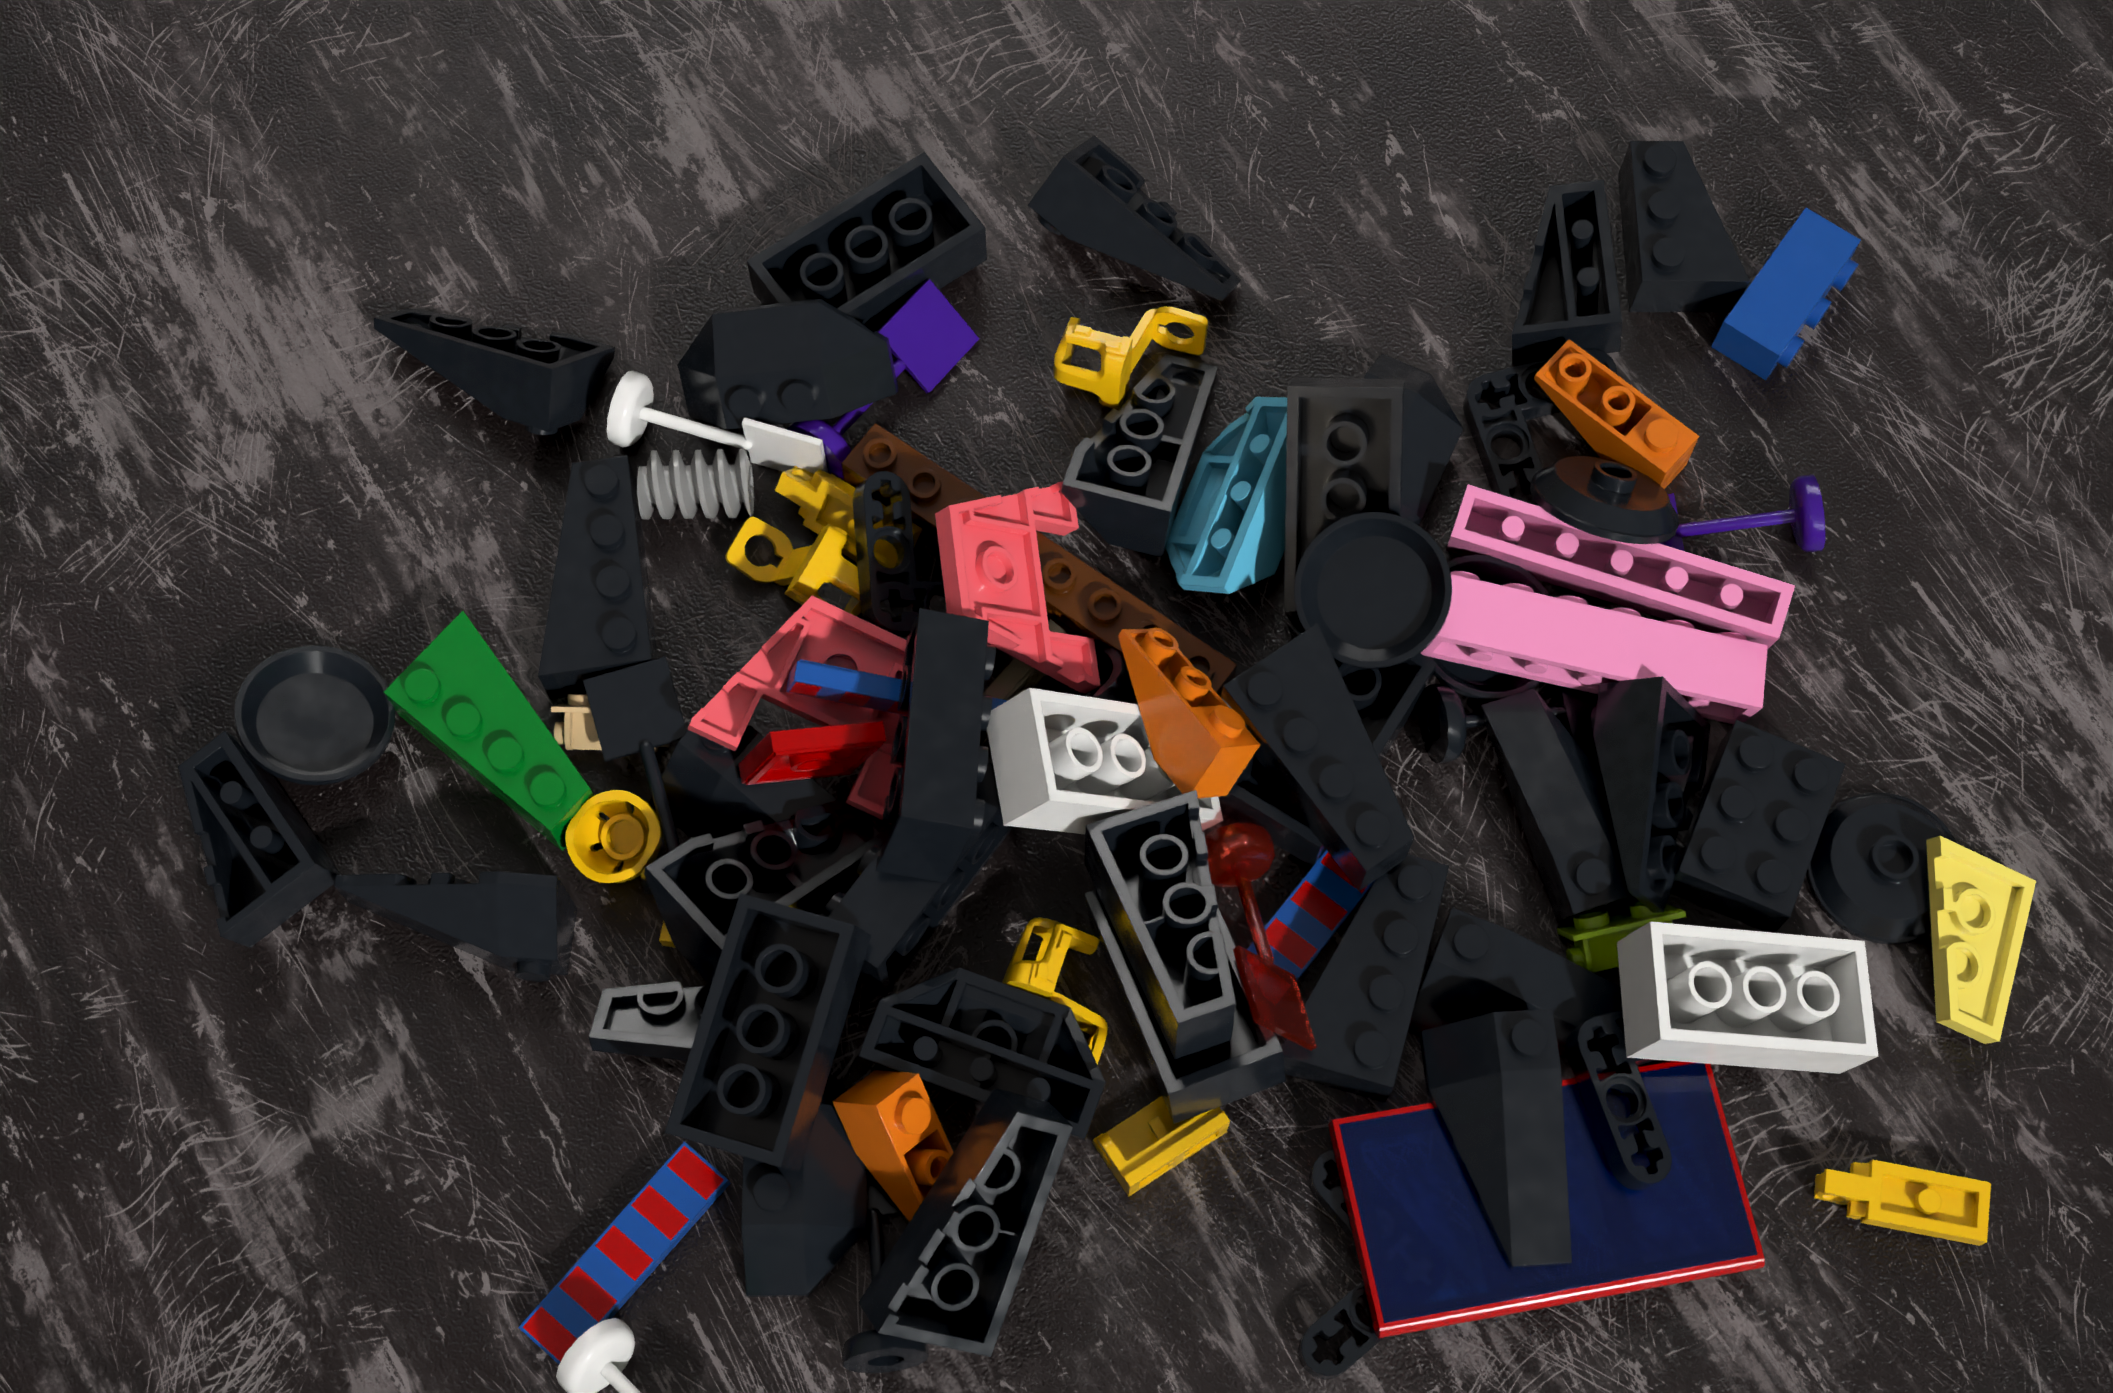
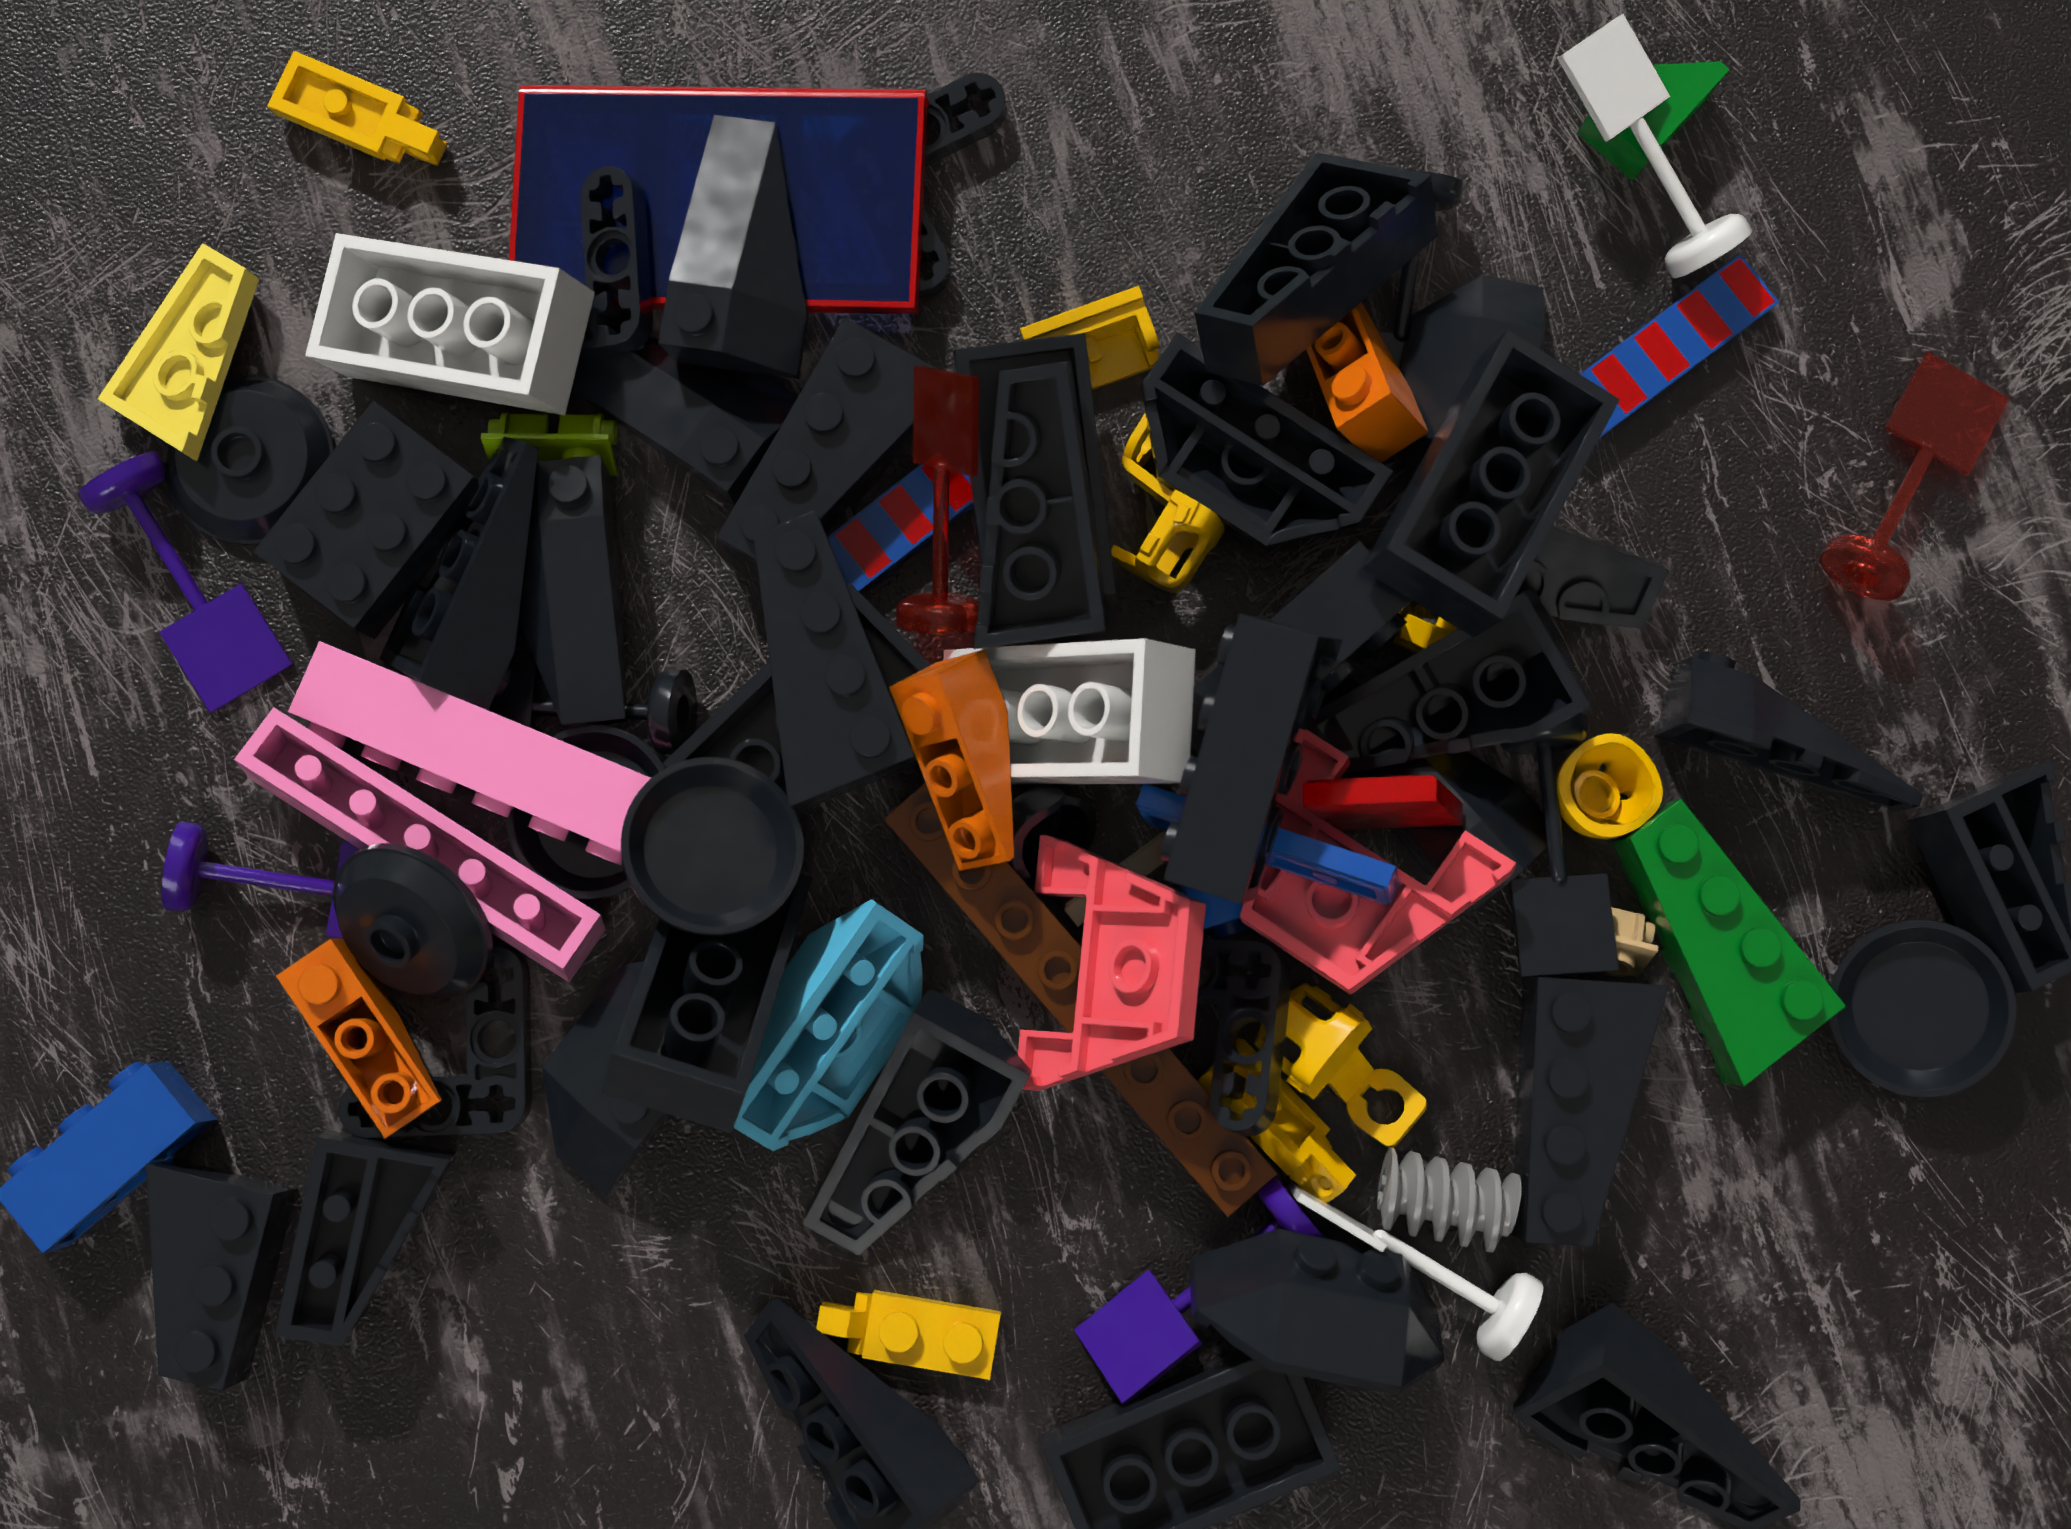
camera: 165 degrees left, 15 degrees up
(343, 1253) = (1946, 419): none -> clear red piece
(1103, 305) = (915, 1332): none -> yellow hinge
(1122, 354) = (925, 1244): yellow piece -> none
(1851, 705) = (223, 642): none -> dark purple piece

